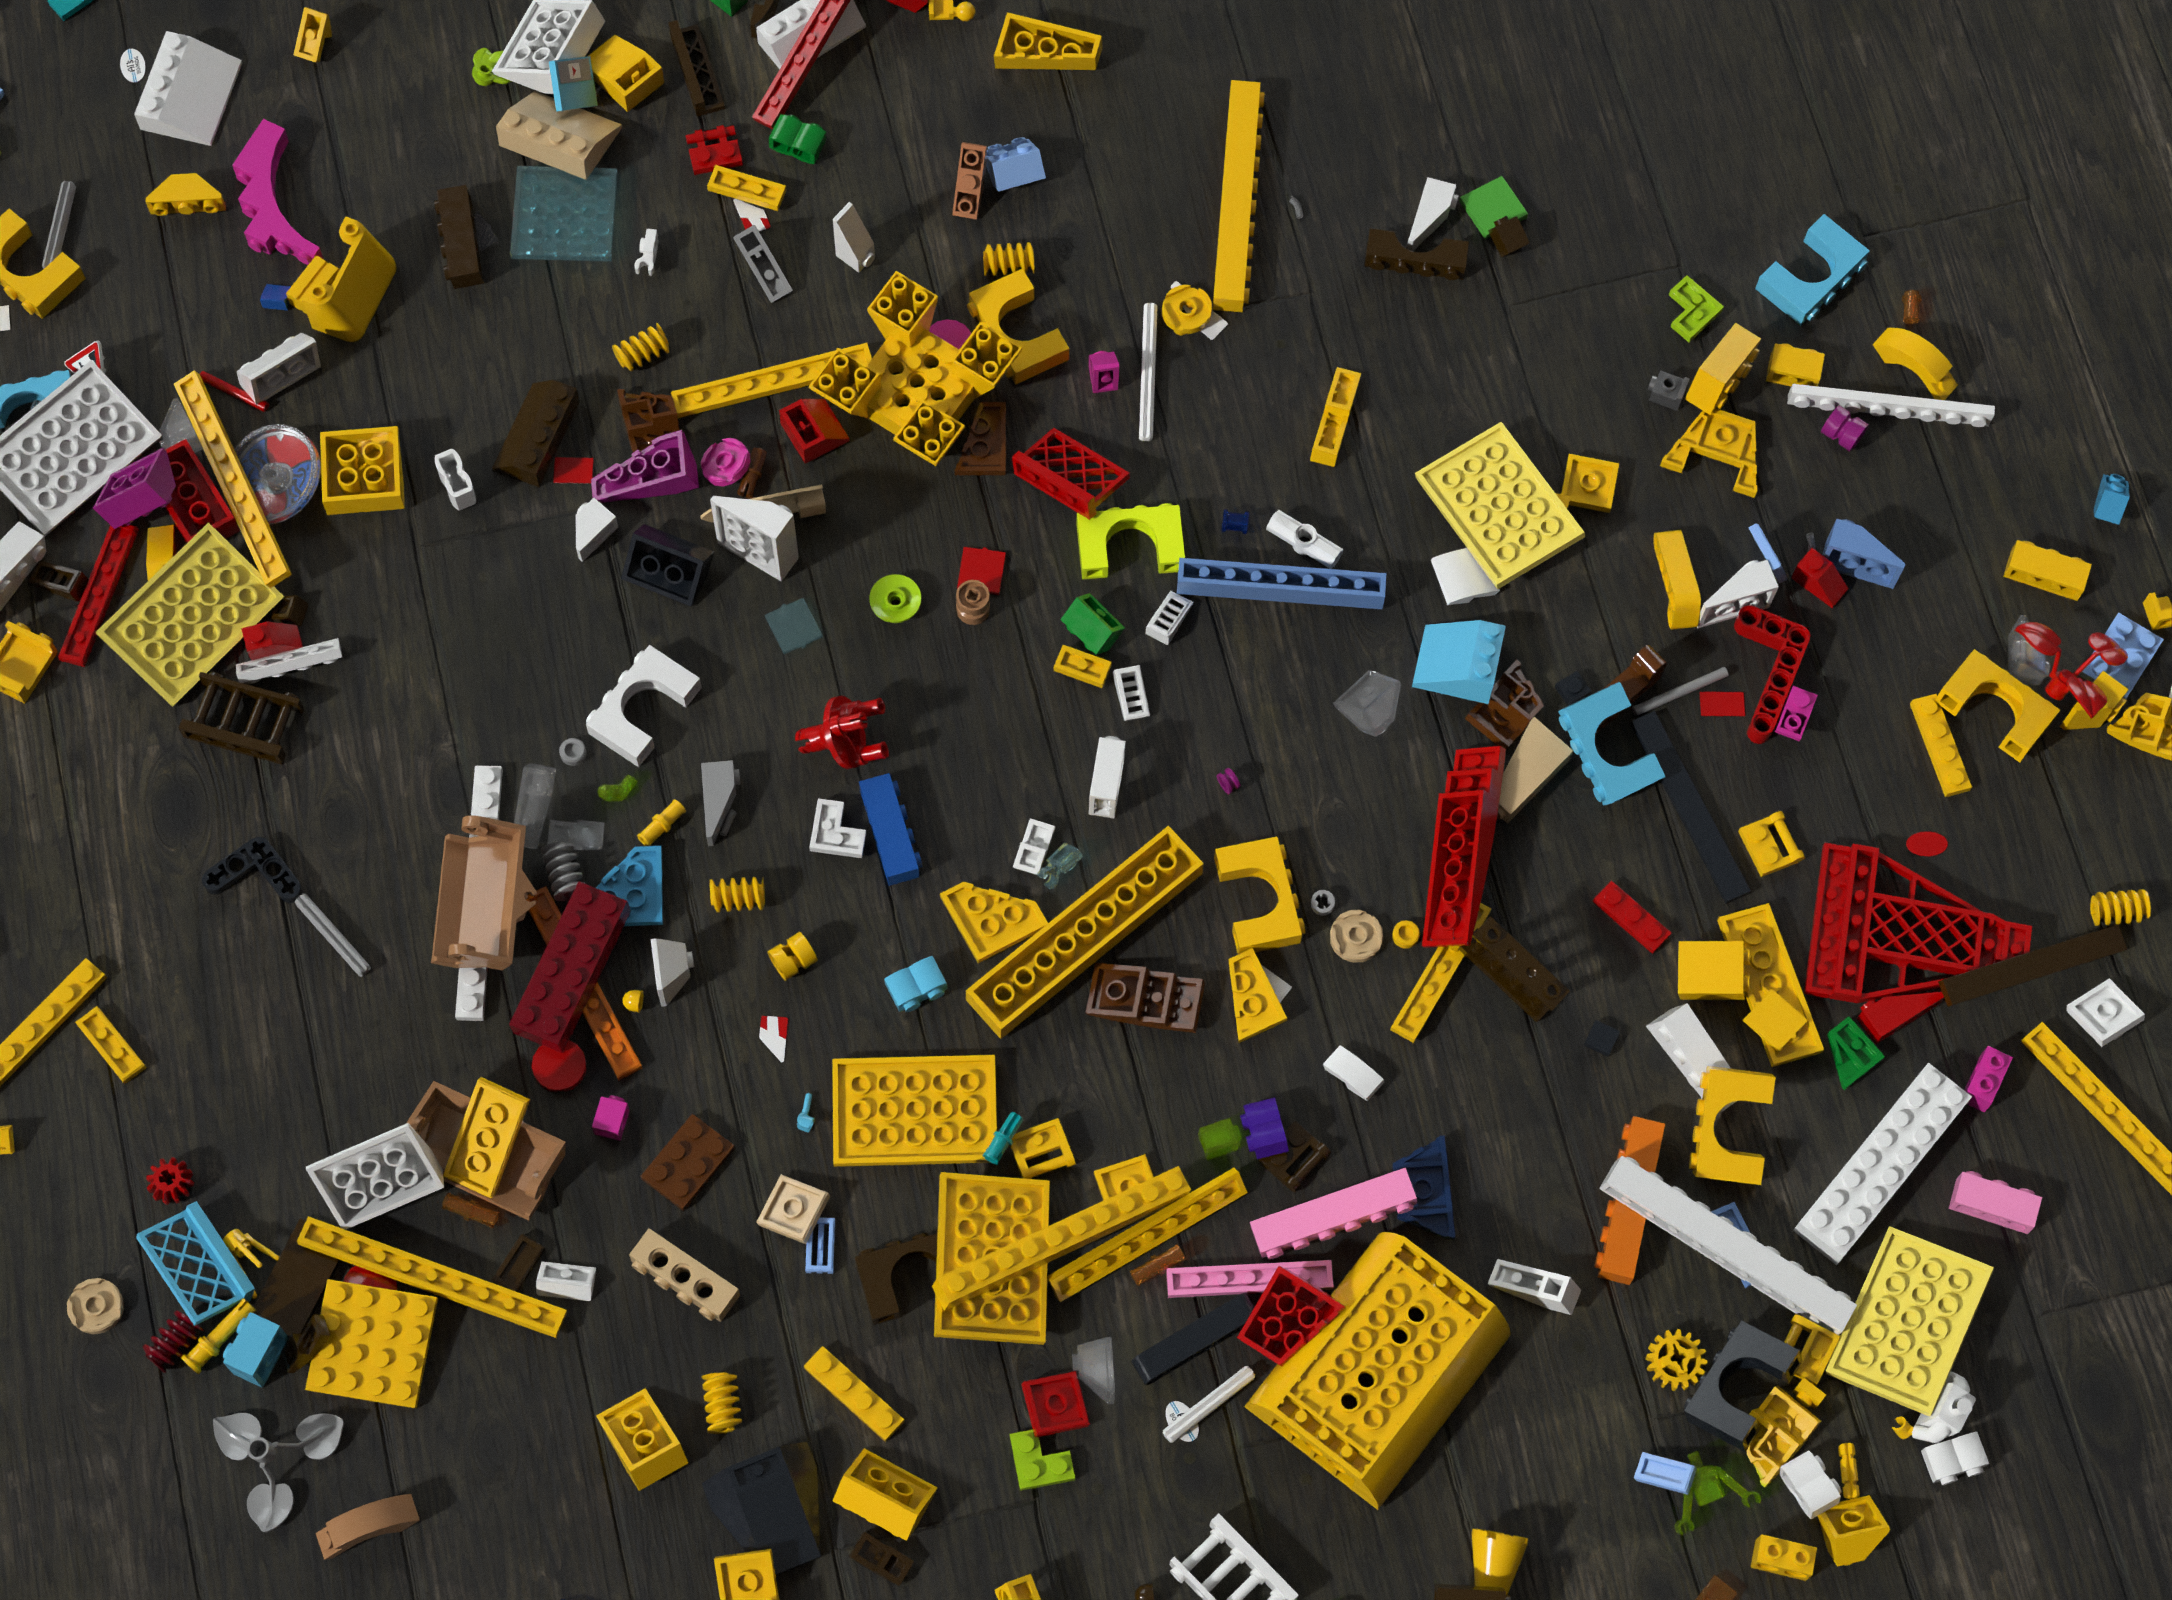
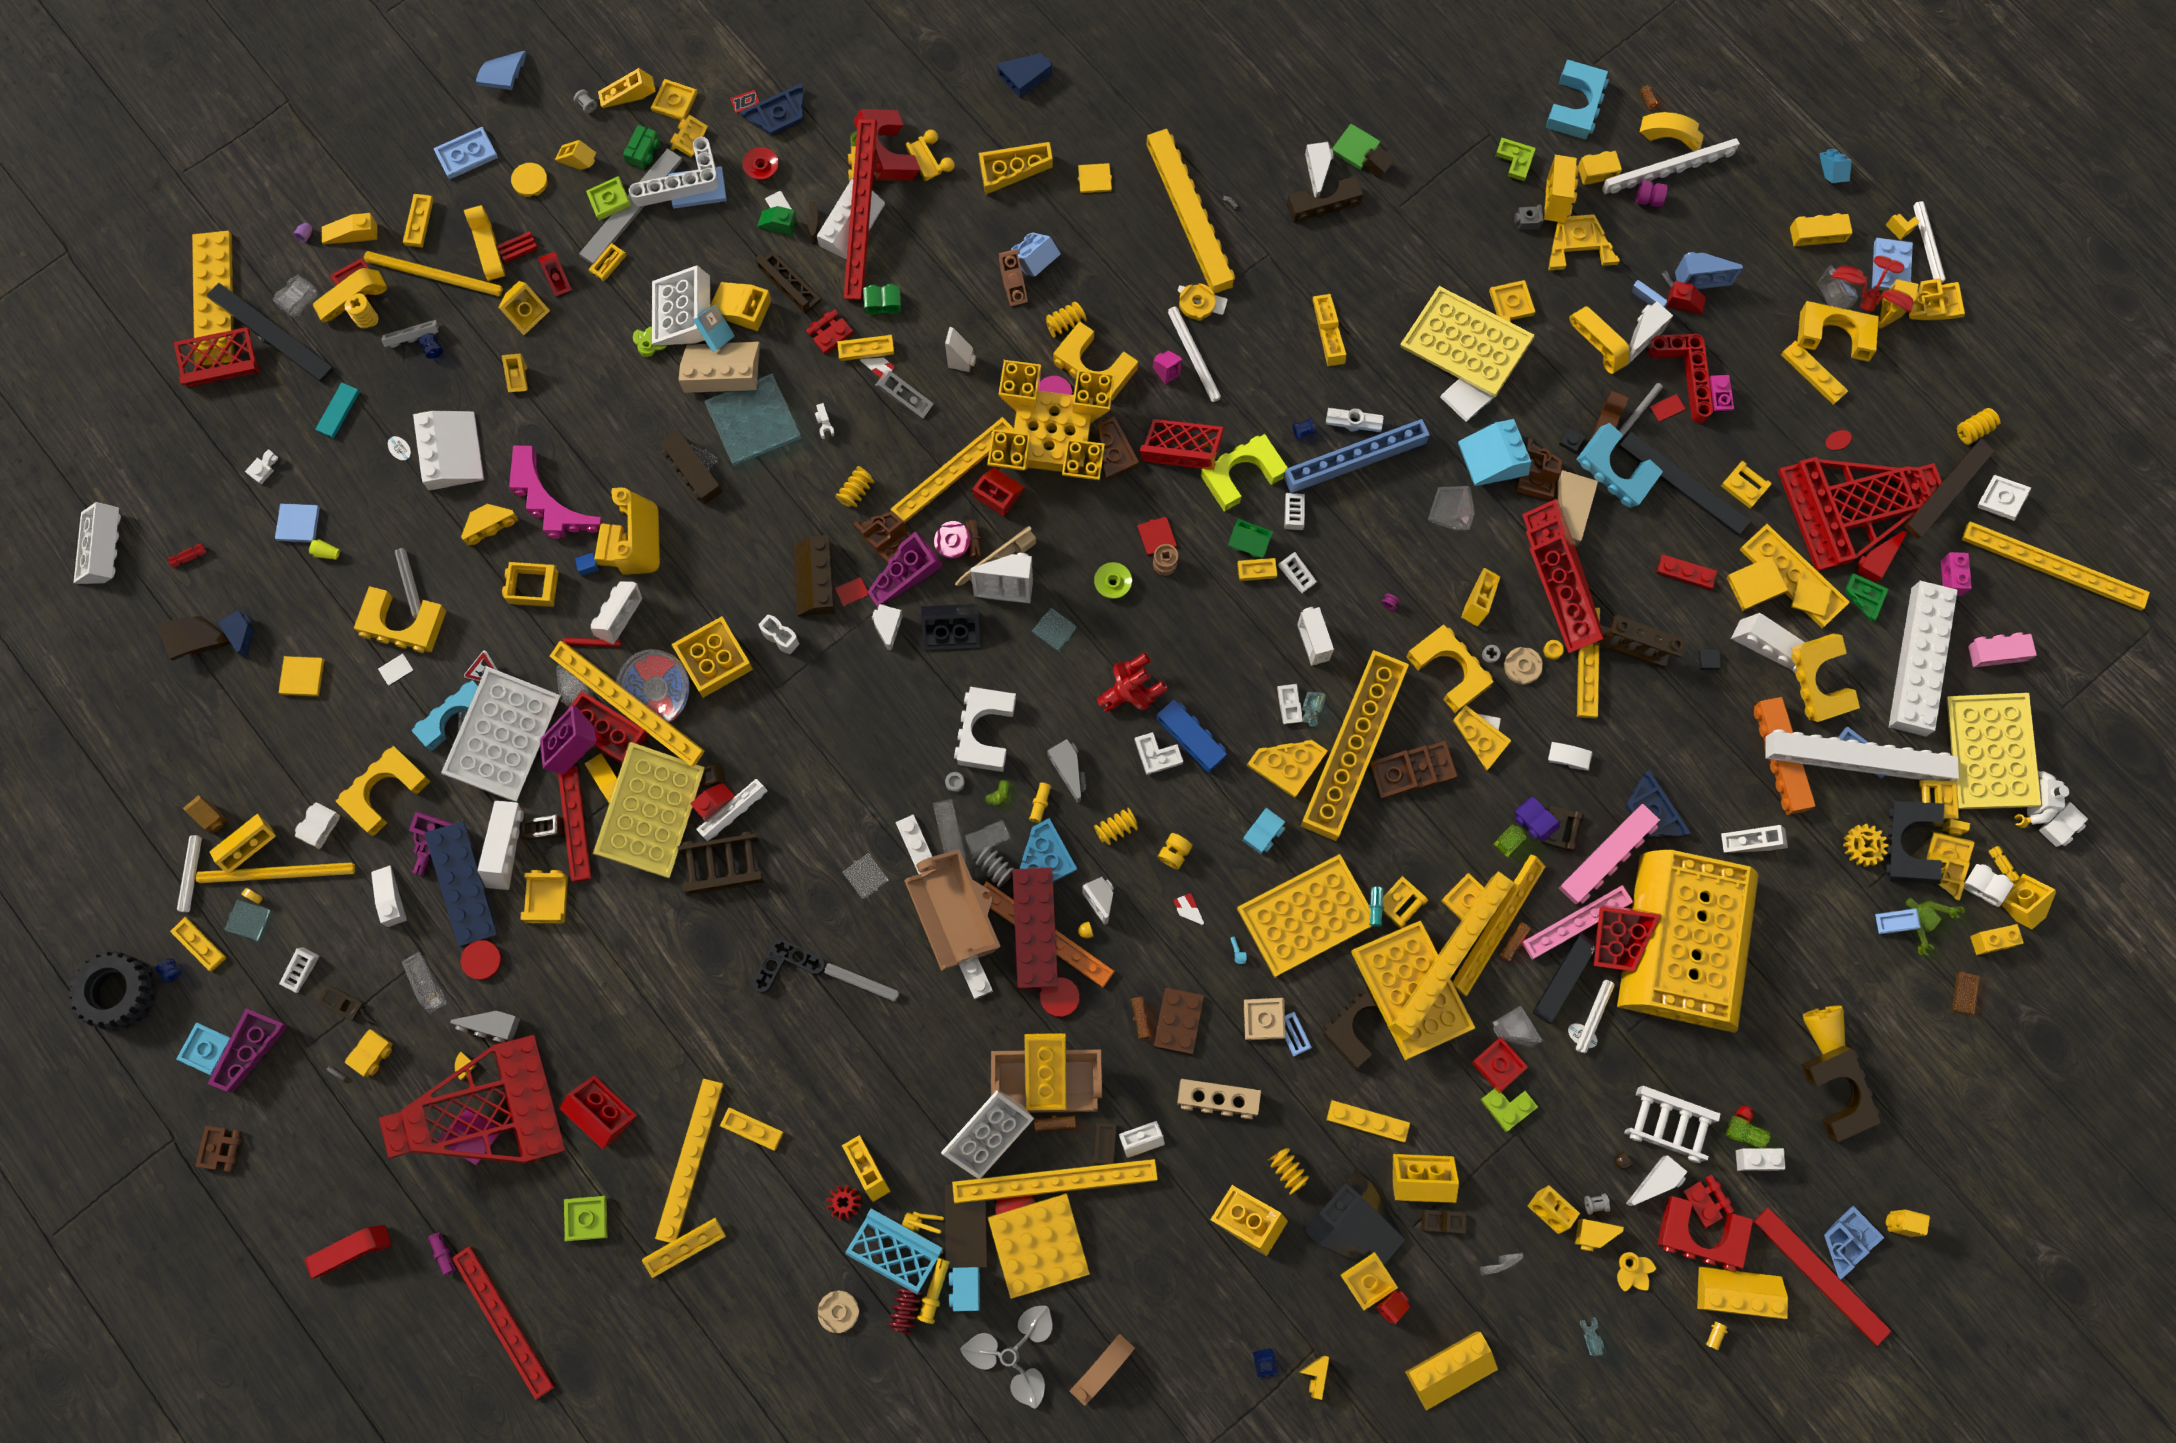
camera: 25 degrees left, 5 degrees up
(217, 303) = (549, 589): none -> yellow window
(217, 1155) = (866, 1168): none -> yellow slope
(305, 1346) = (996, 1270): dark brown slope -> none
(405, 813) = (865, 876): none -> clear piece
(611, 1117) = (1114, 1016): dark pink brick -> none
(643, 1135) = (1140, 1017): none -> clear orange pin
(1142, 105) = (1094, 178): none -> yellow piece
(1346, 826) = (1481, 597): none -> yellow slope

